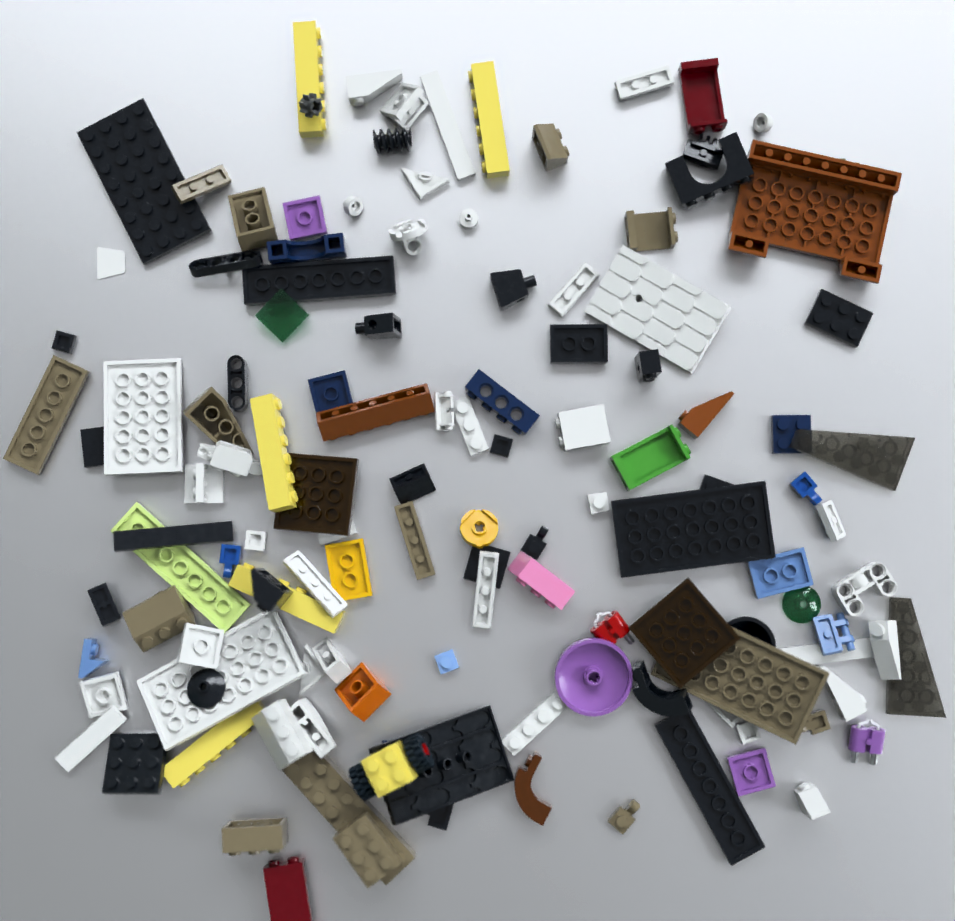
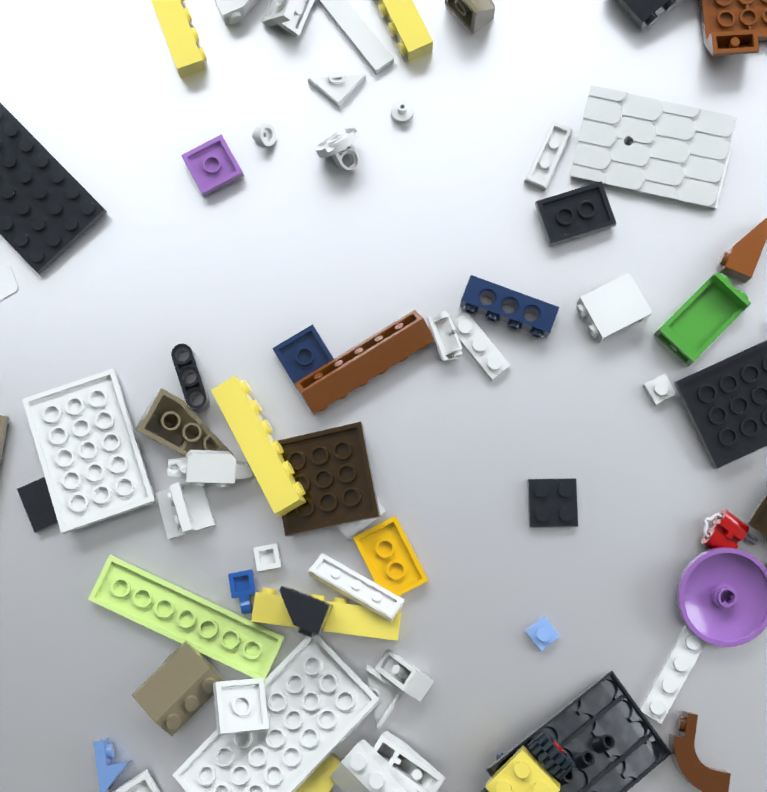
camera: 15 degrees left, 5 degrees down
(104, 604) = (106, 692): black hinge -> none
(173, 536) = (166, 582): black tile -> none
(201, 184) = (79, 160): plate -> none
(214, 690) = (273, 758): black dish -> none
(226, 263) = (135, 242): black beam -> none
(252, 219) = (152, 184): dark tan slope -> none
(282, 315) = (219, 282): clear green tile -> none
(310, 105) = (181, 33): dark grey gear -> none
(320, 279) = (250, 230): black plate -> none
(325, 247) = (247, 190): dark blue arch -> none
(362, 692) = (453, 702): orange slope -> none
(380, 326) = (339, 261): black torso -> none
(392, 140) = (287, 48): black piece -> none
(412, 484) = (434, 433): black panel -> none
(414, 540) = (458, 499): dark tan plate -> none
(478, 518) = (534, 473): yellow plate -> none
(485, 589) = (562, 532): white tile -> none
(501, 446) = (523, 358): black tile -> none
(511, 287) = (476, 172): black torso -> none
(534, 544) = (600, 461): black plate -> none
(541, 581) = (624, 500): bright pink wedge -> none
(648, 365) = (665, 212): black brick -> none
(650, 230) = (615, 63): dark tan panel -> none

